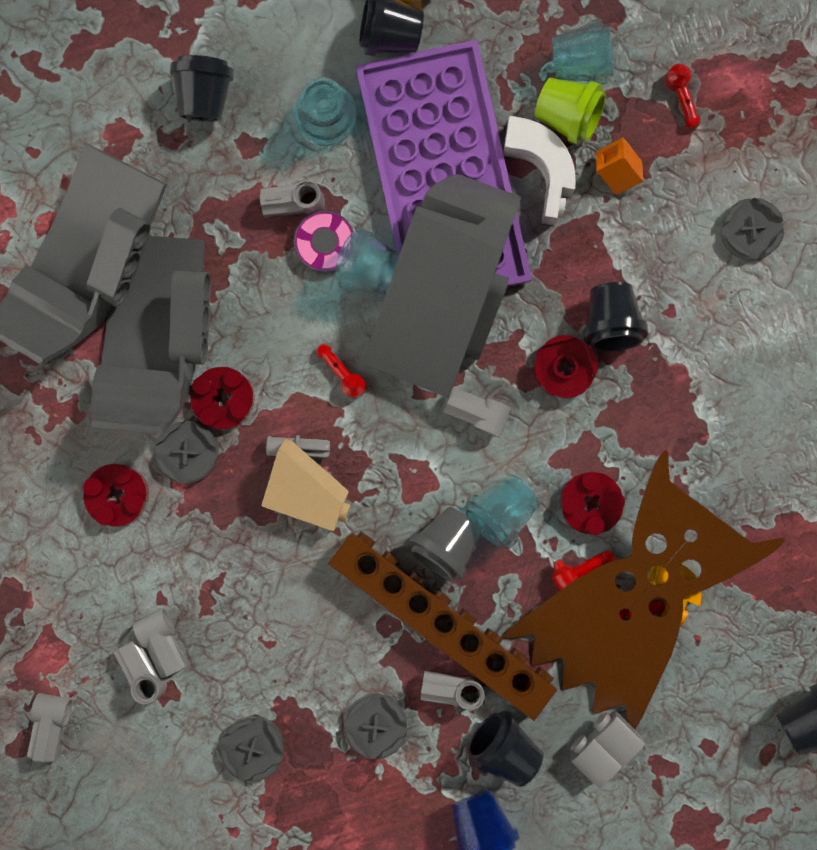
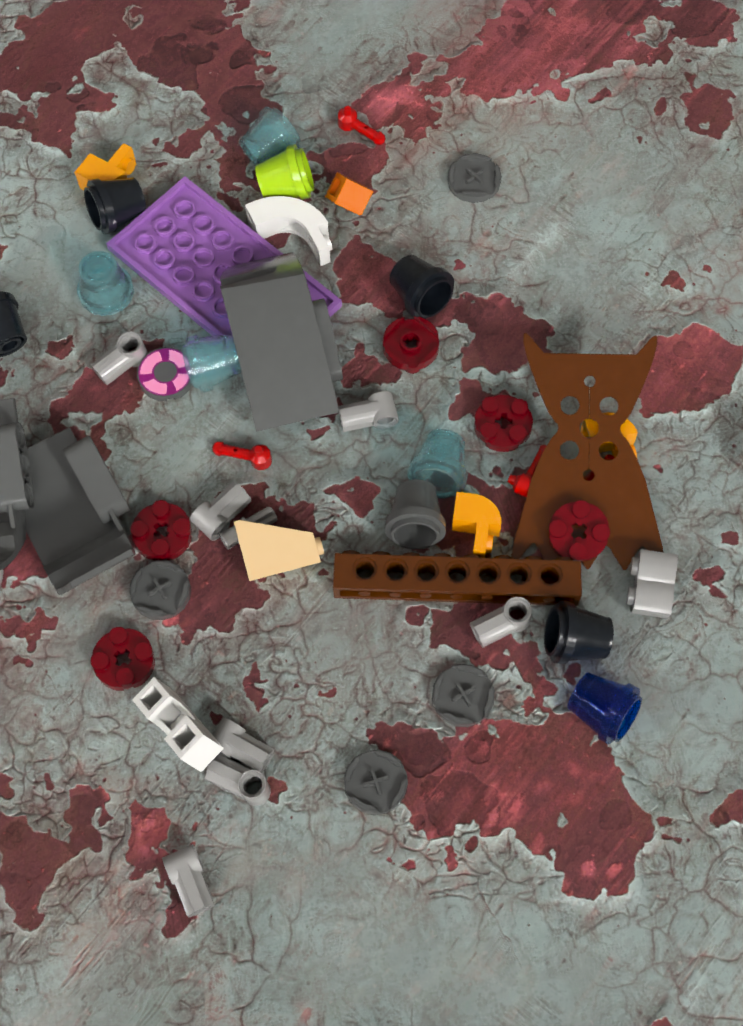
camera: 30 degrees left, 20 degrees down
(118, 573) = (183, 729): none -> white arch
(276, 417) = (216, 515): none -> light grey piece
(504, 584) = (477, 516): none -> light orange brick
(566, 671) = (596, 531): none -> dark red plate

